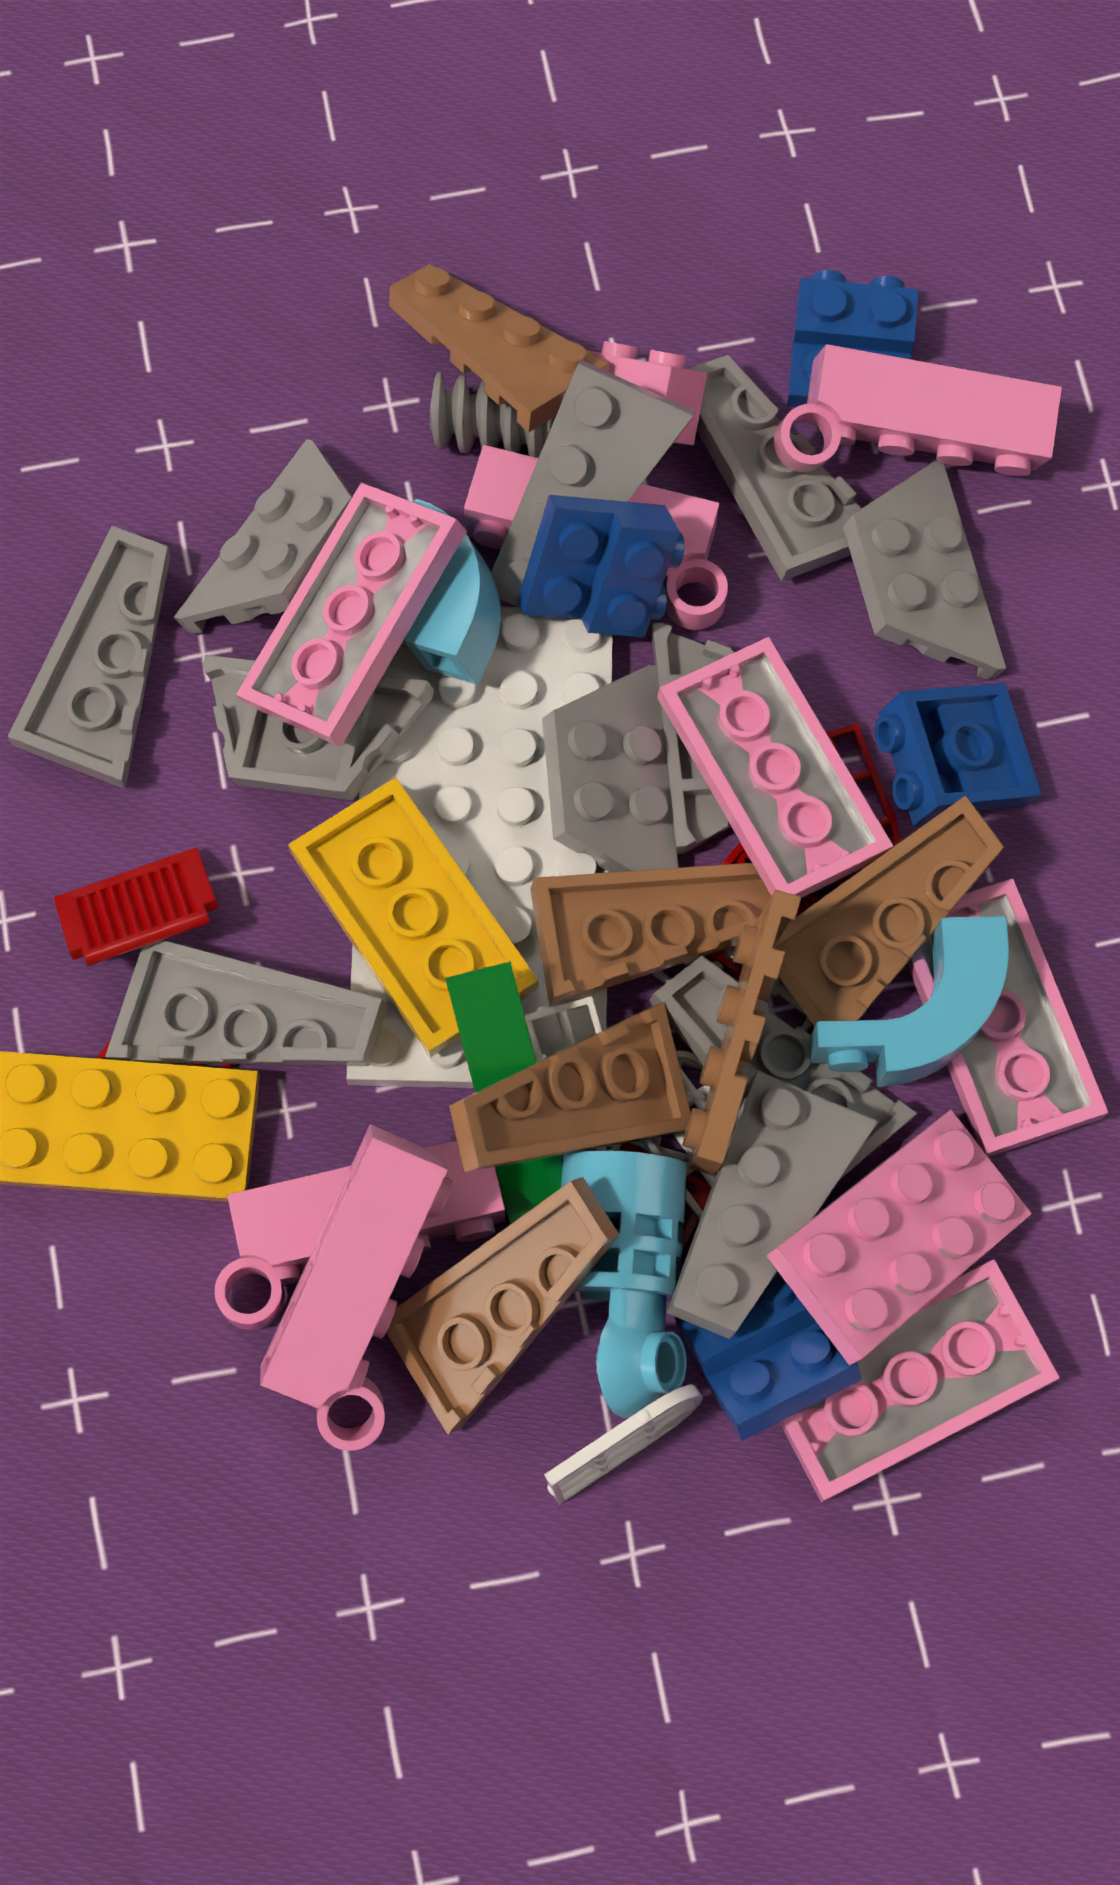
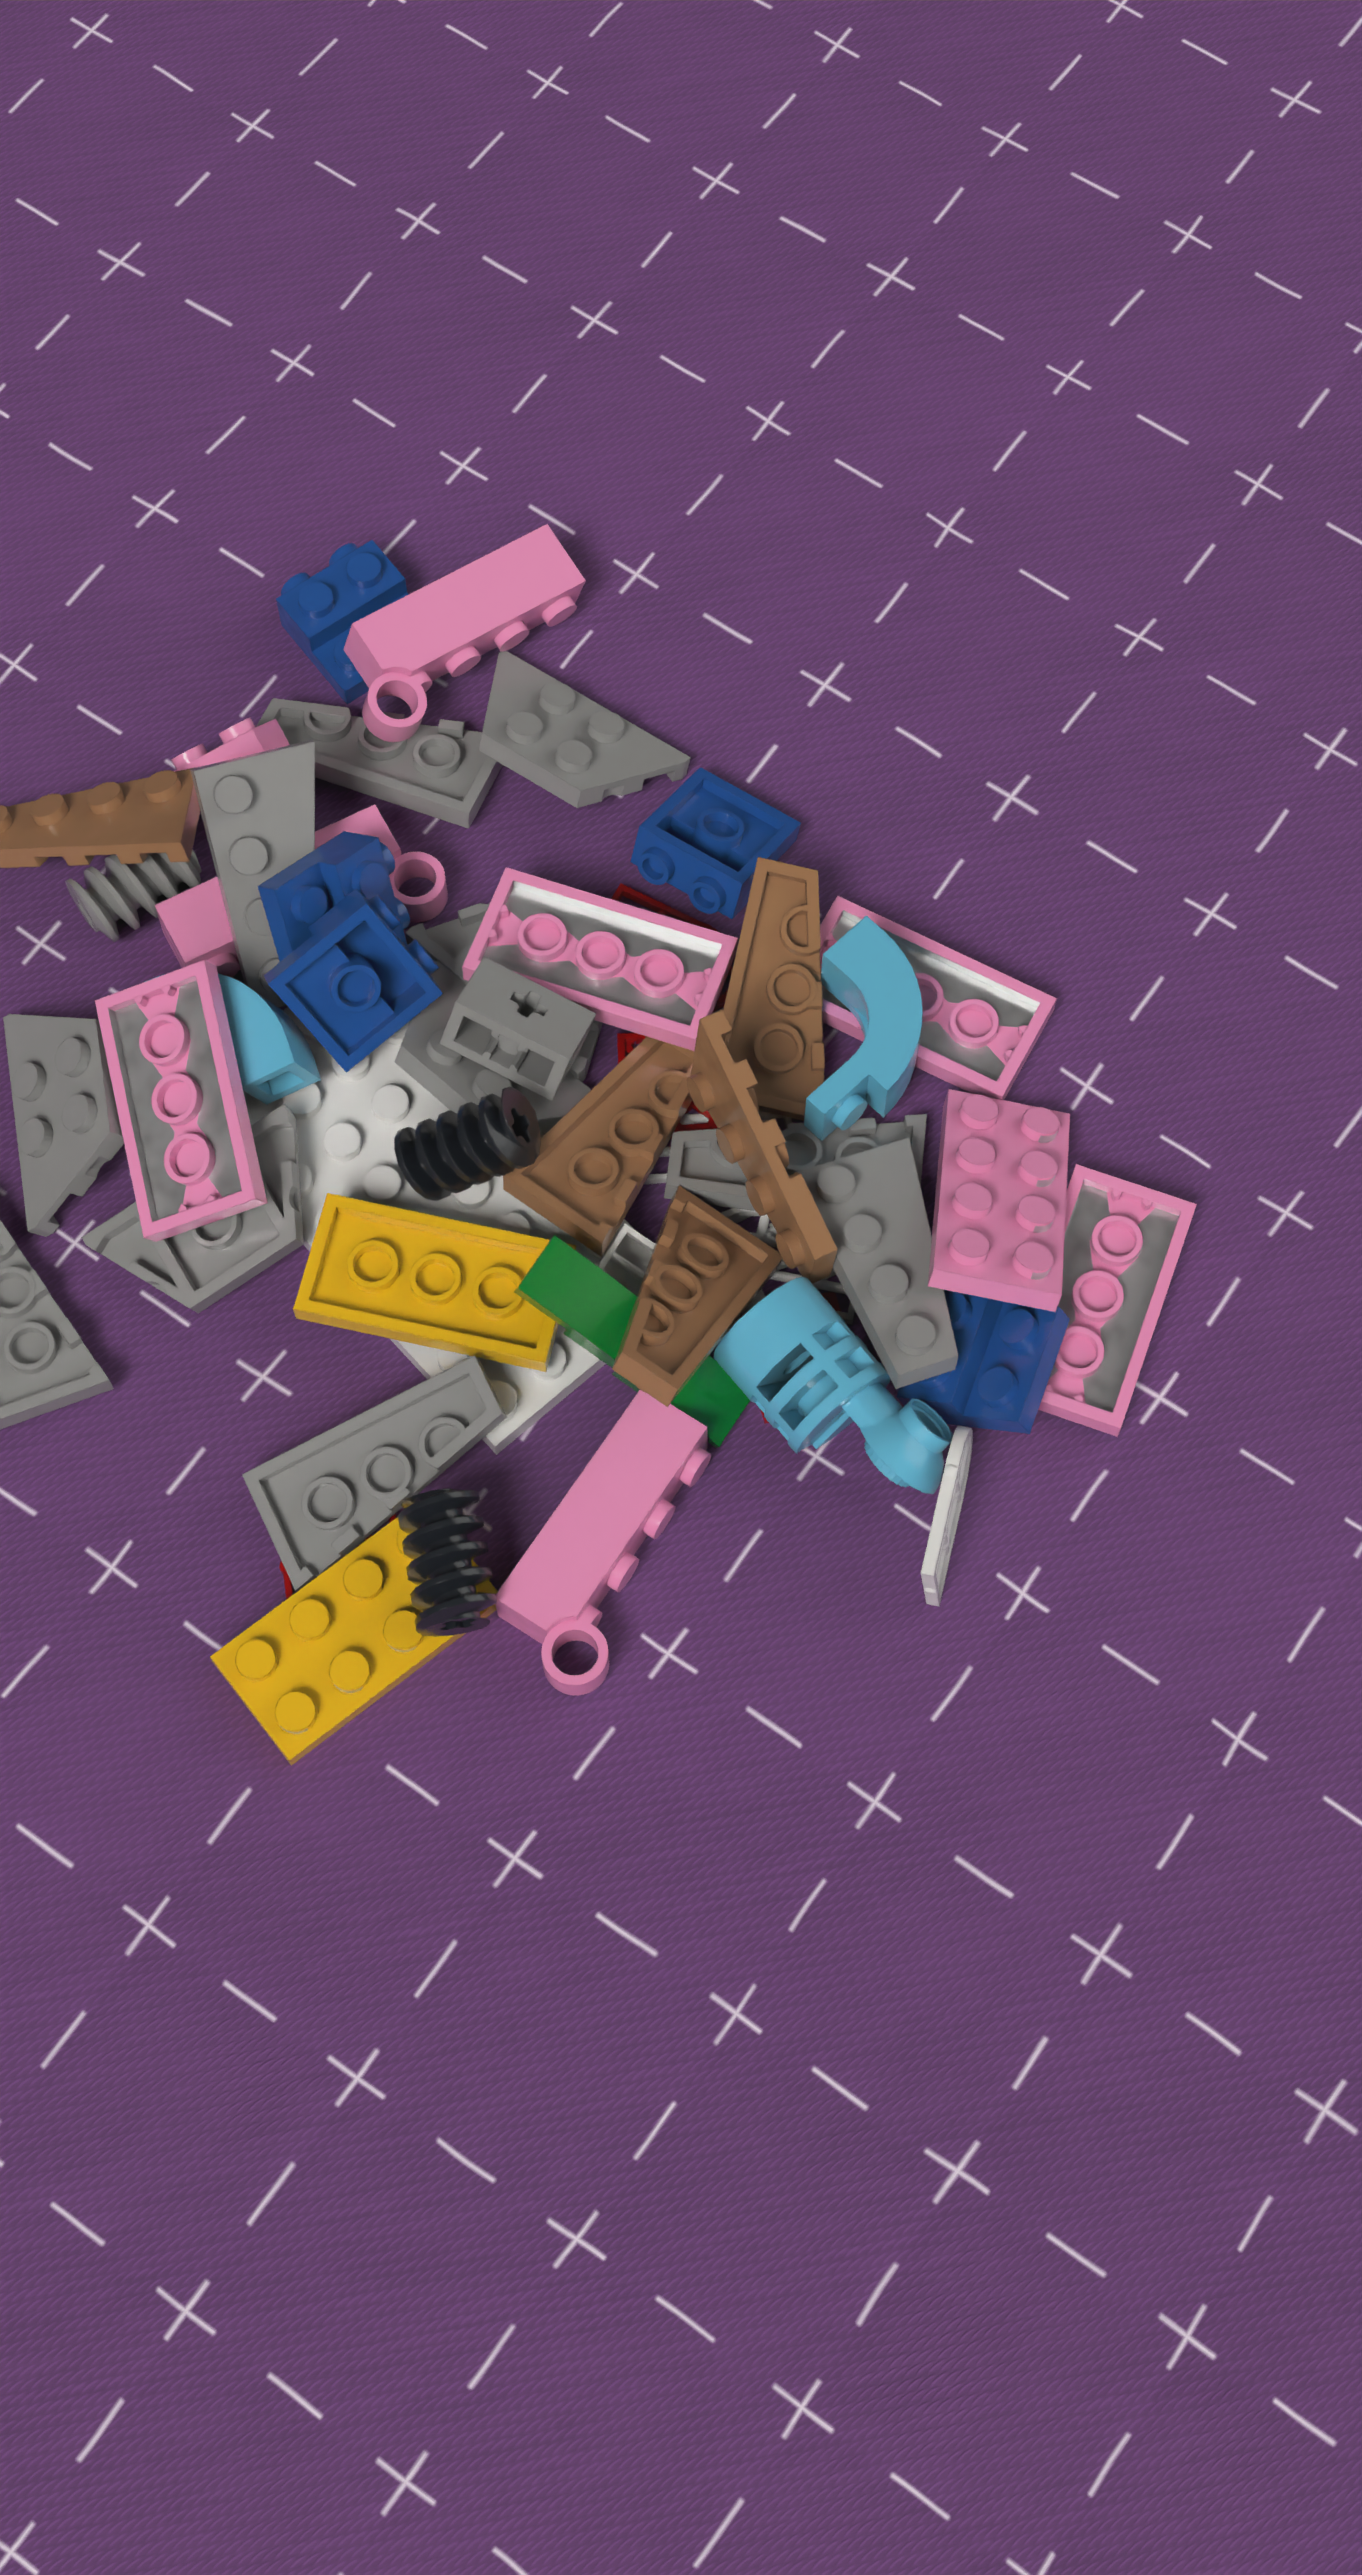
camera: 40 degrees left, 5 degrees down
(136, 907) = (212, 1463): red window -> none
(215, 1136) = (444, 1562): none -> black piece
(350, 1281) = (648, 1569): bright pink hinge -> none
(492, 1304) = (764, 1502): medium nougat wing -> none
(527, 832) = (469, 1145): none -> black piece
(566, 629) = (355, 979): none -> blue plate
(652, 772) = (517, 1028): none -> light grey brick

